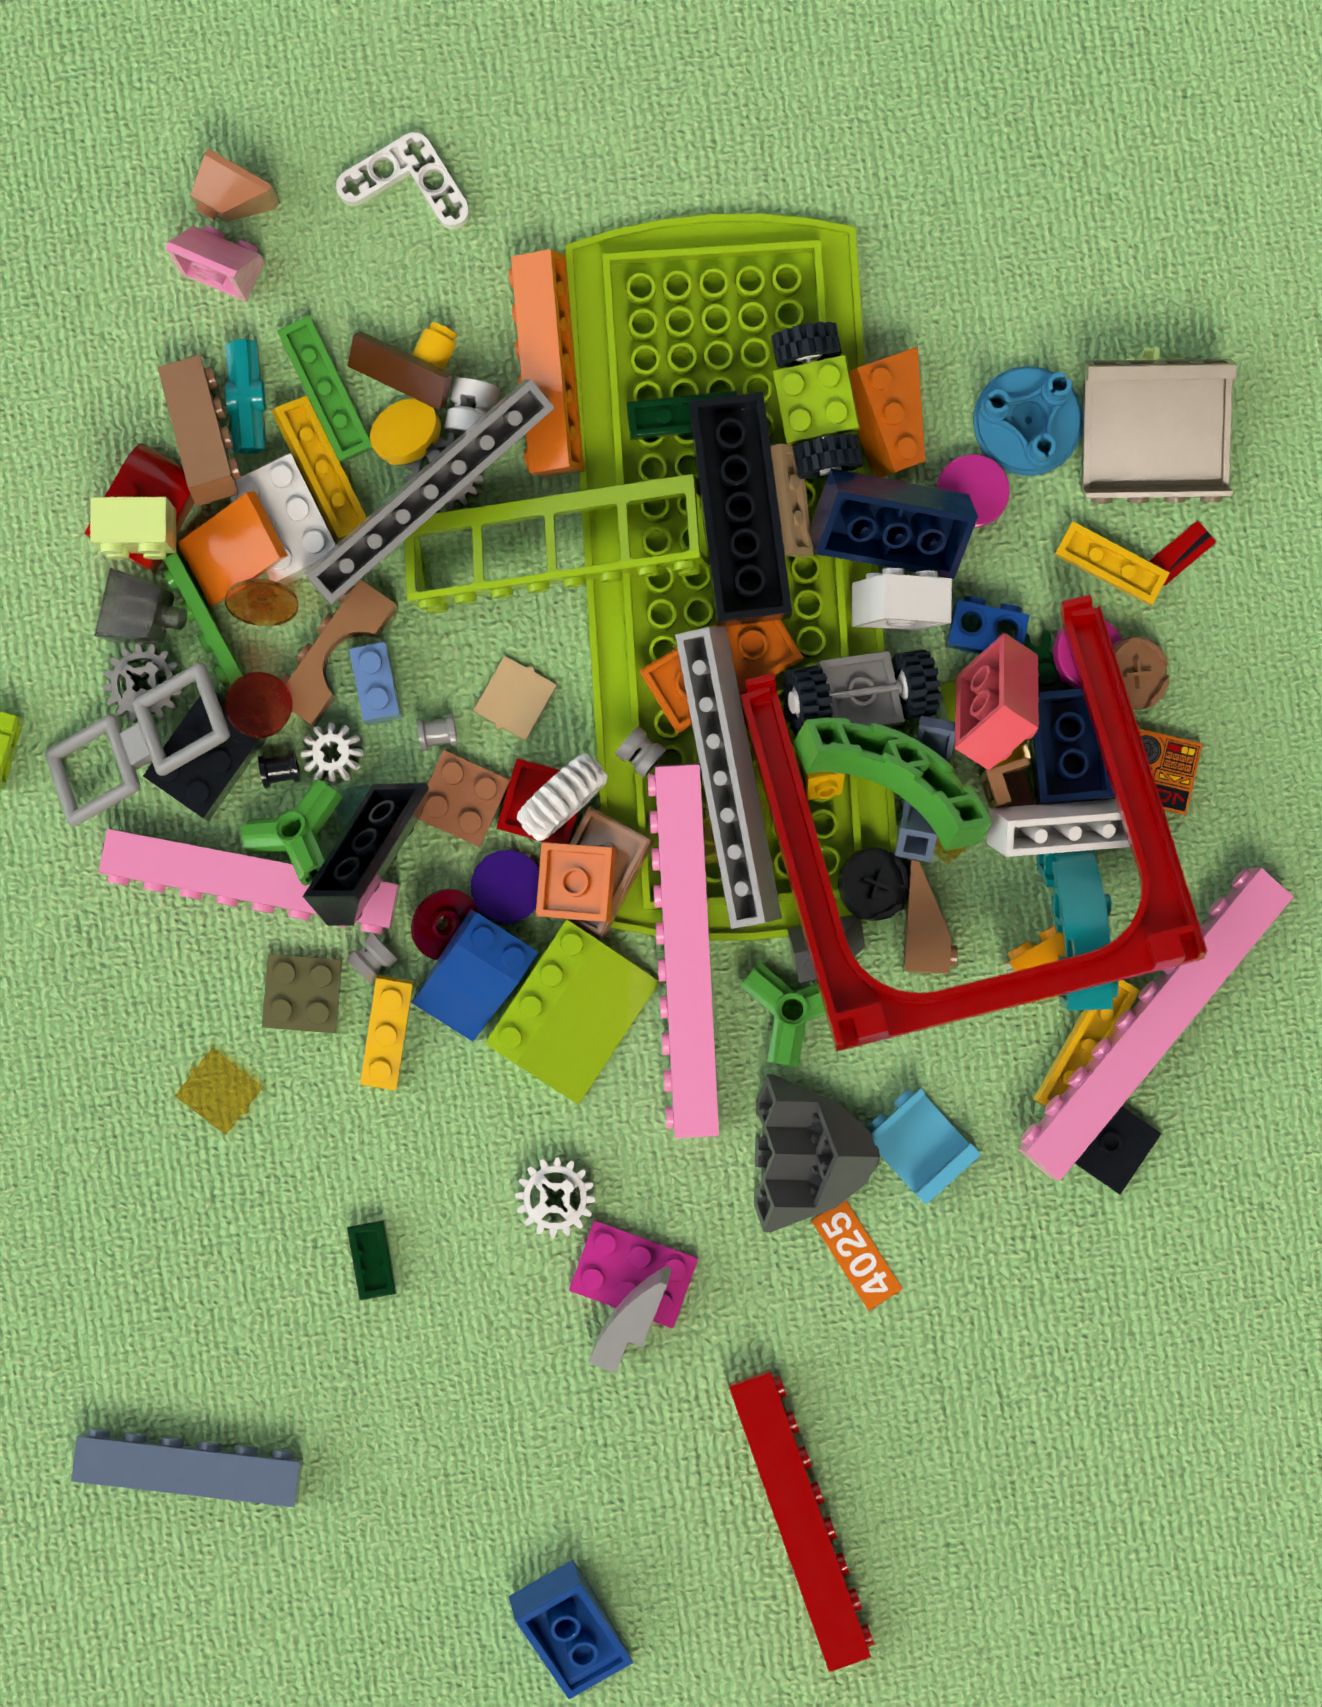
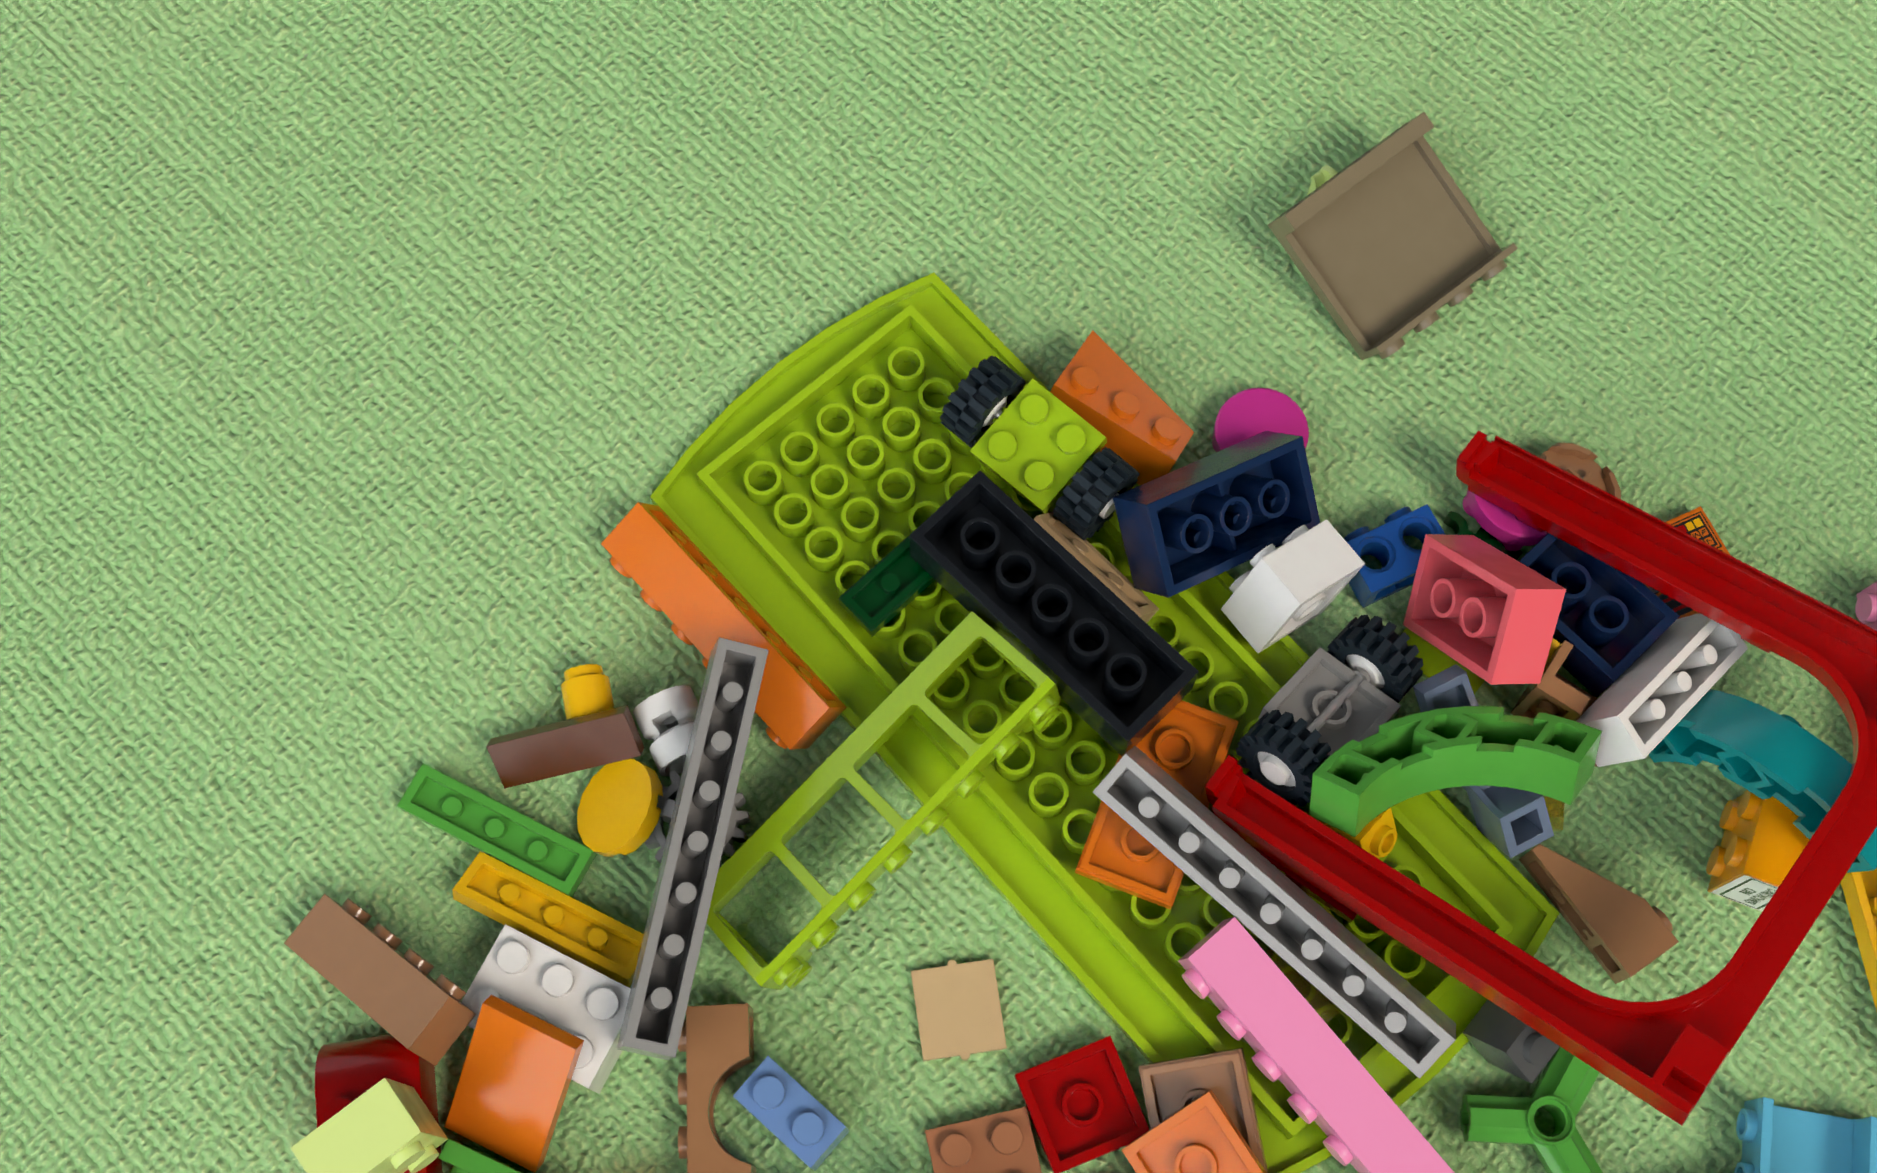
camera: 35 degrees left, 15 degrees down
(216, 261) = (274, 781): bright pink slope -> none
(229, 190) = (240, 692): nougat slope -> none
(245, 396) = (411, 904): teal piece -> none
(261, 602) = (591, 1120): clear orange dish -> none
(403, 167) = (420, 541): white beam -> none
(437, 732) = (902, 1115): light grey bush -> none
(562, 797) = (1107, 1078): white gear -> none
(646, 758) = (1163, 957): light grey wheel -> none
(873, 884) = (1516, 904): black tile -> none
(1028, 420) = (1254, 327): dark azure piece -> none
(1111, 563) = (1456, 401): yellow plate -> none
(1183, 550) = (1508, 347): red sticker -> none

